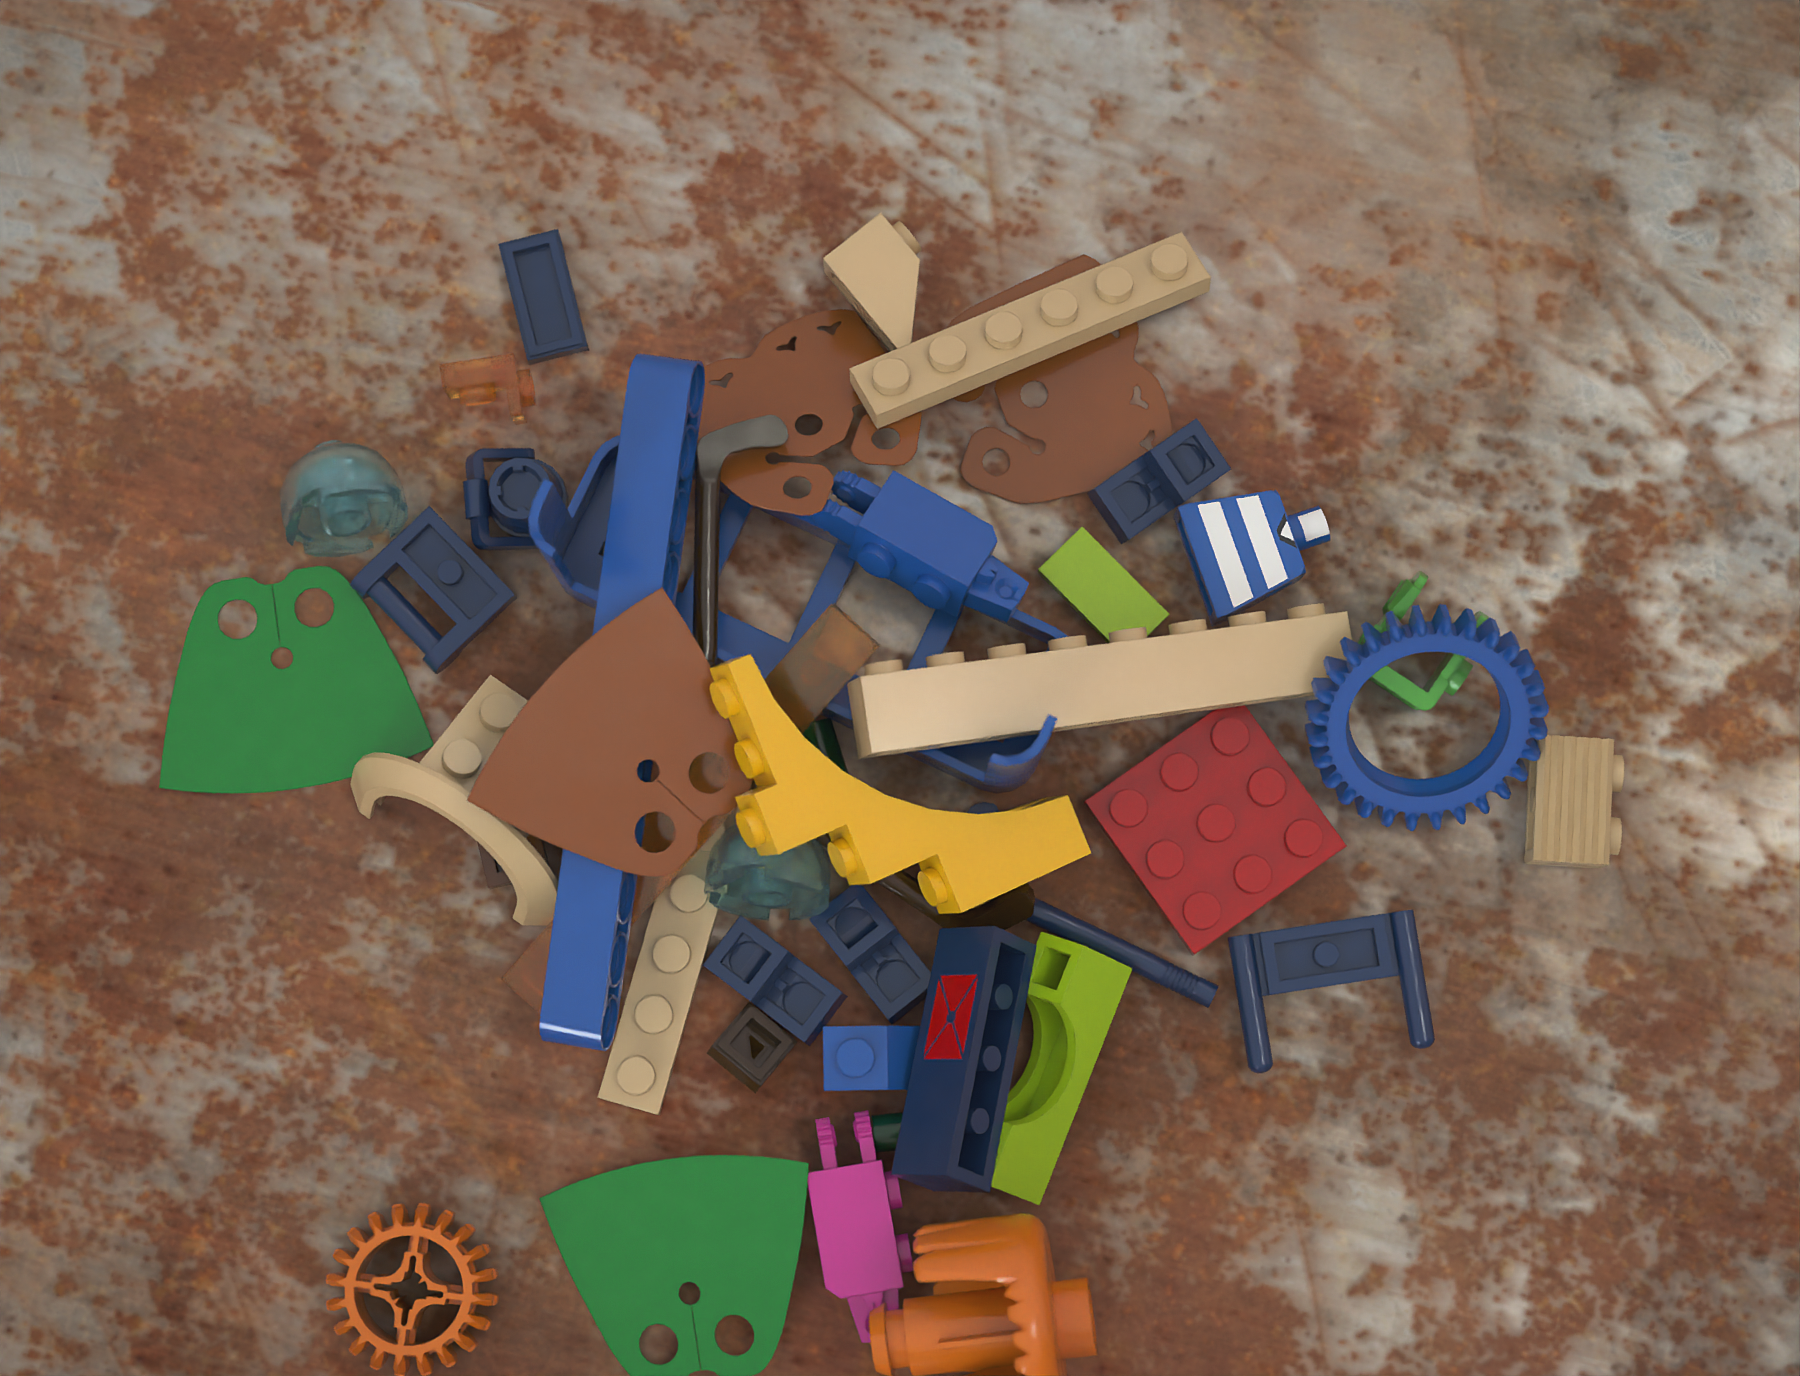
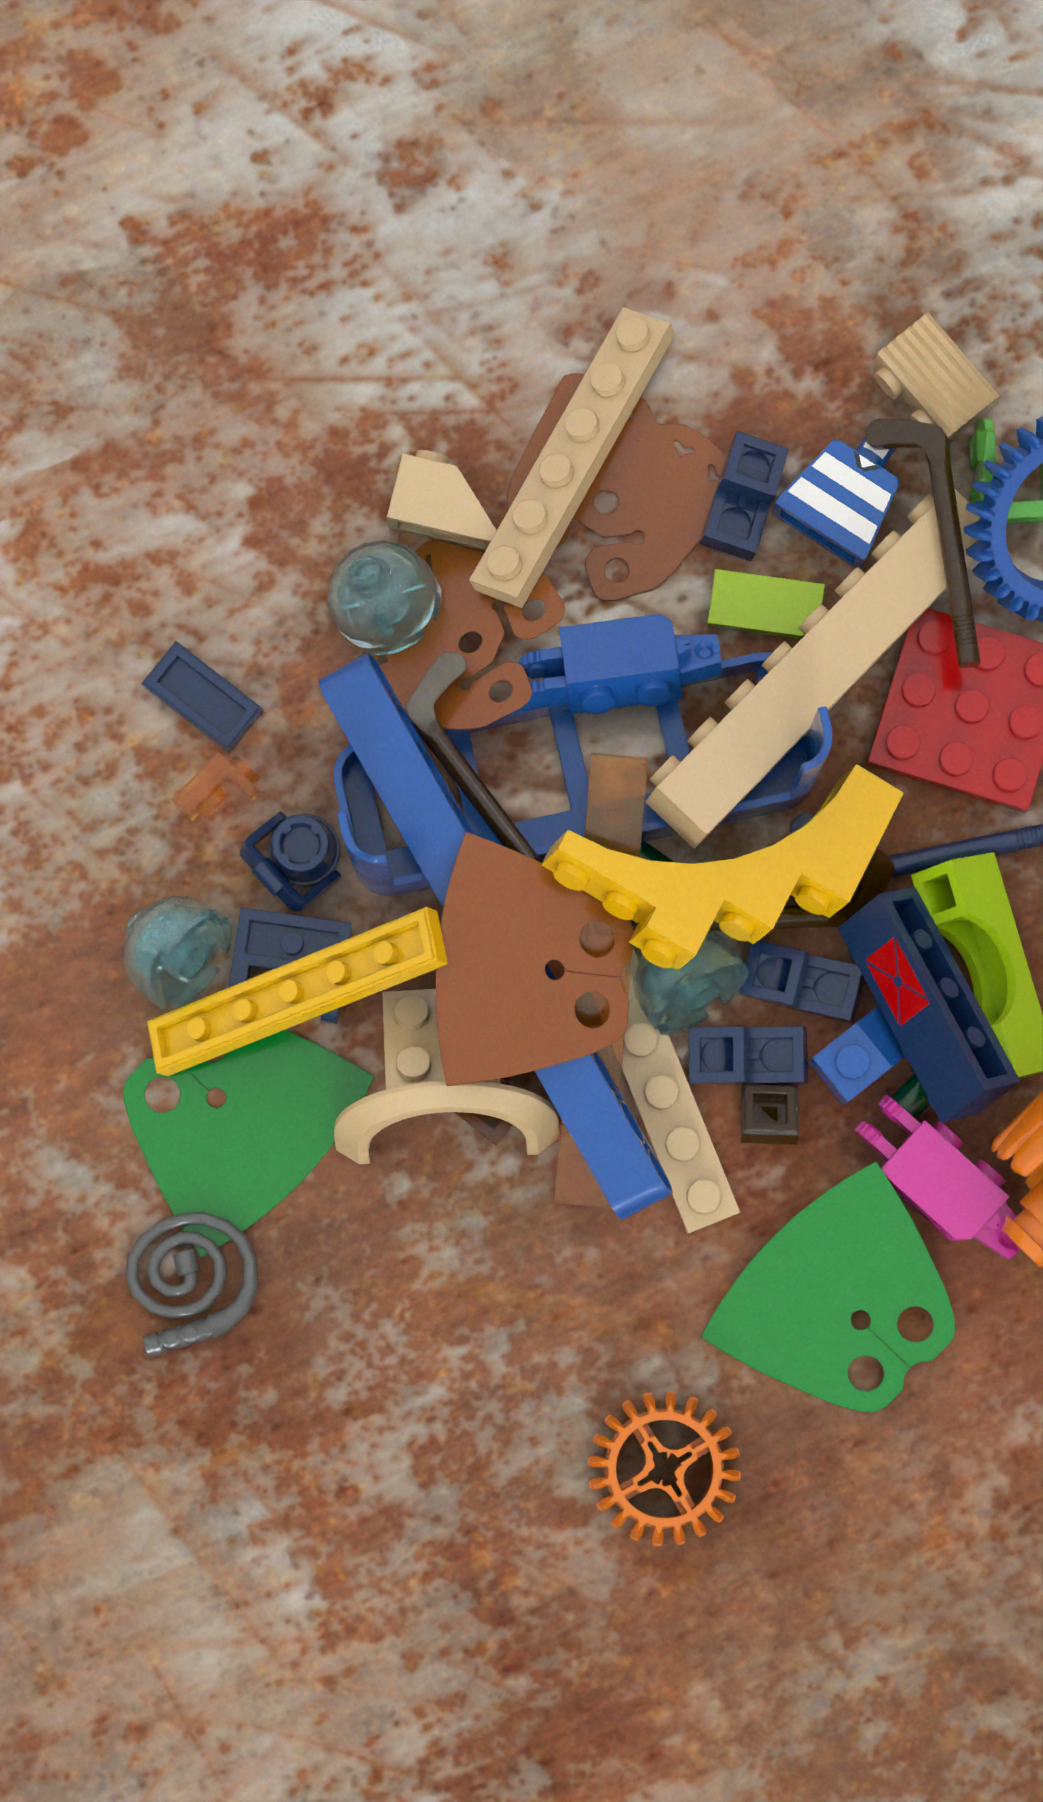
camera: 35 degrees left, 0 degrees up
(140, 785) = (187, 1266): none -> dark grey piece
(413, 617) = (298, 991): none -> yellow tile
(766, 326) = (383, 596): none -> clear light blue cylinder
(1361, 561) = (899, 433): none -> dark brown piece
(1408, 507) = (934, 378): none -> tan brick

